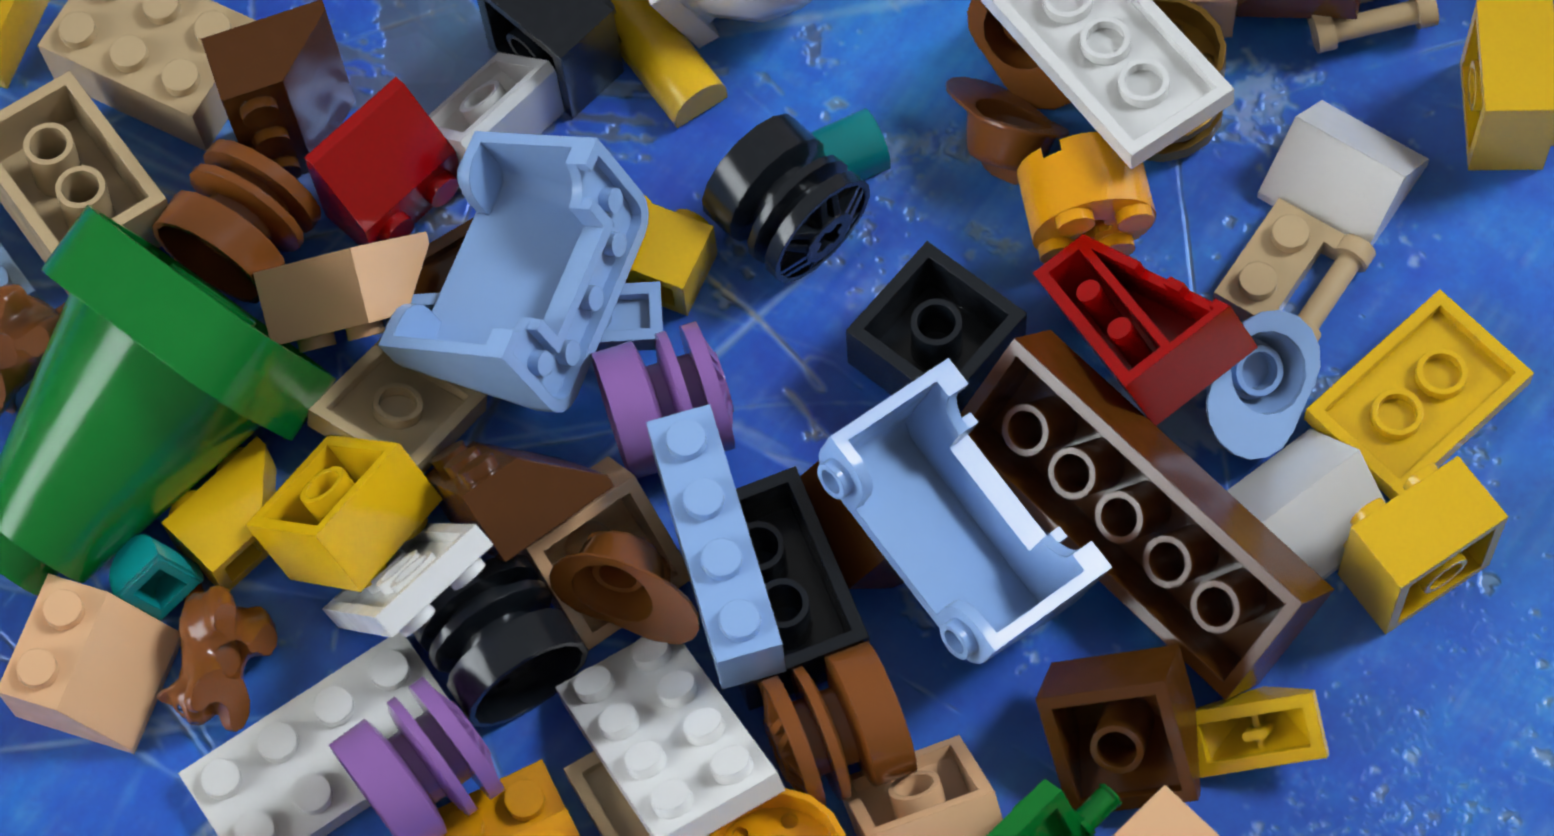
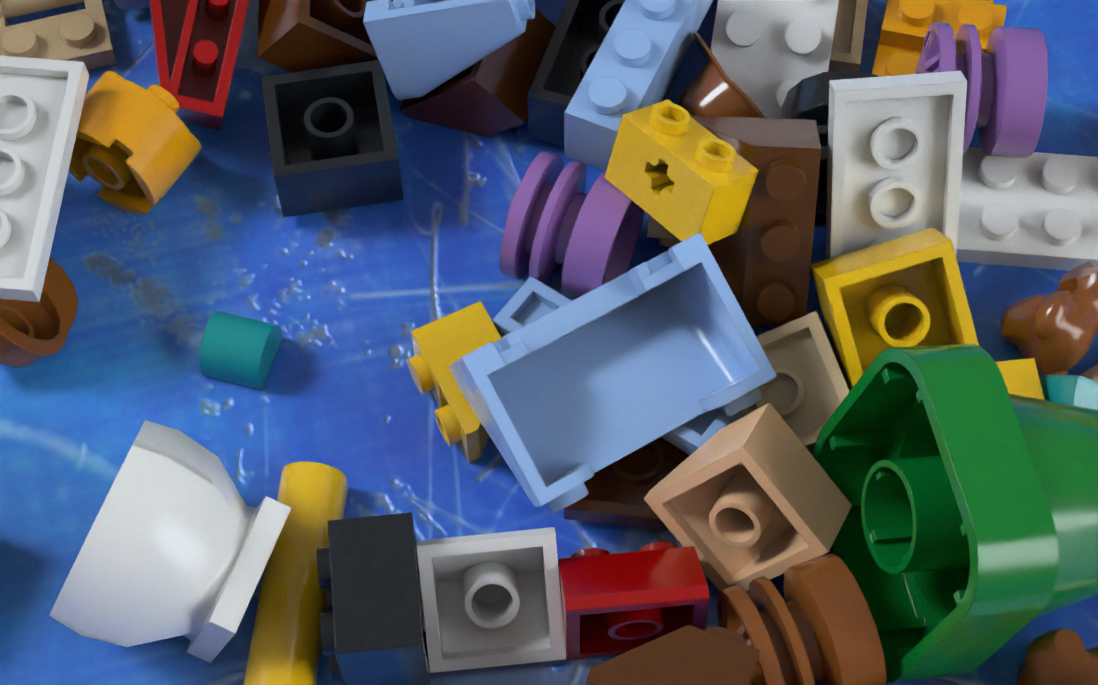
camera: 145 degrees left, 5 degrees down
(575, 431) = (680, 172): none -> yellow brick
(785, 197) = (335, 307): black wheel -> none
(1002, 126) = (116, 259): dark orange piece -> none

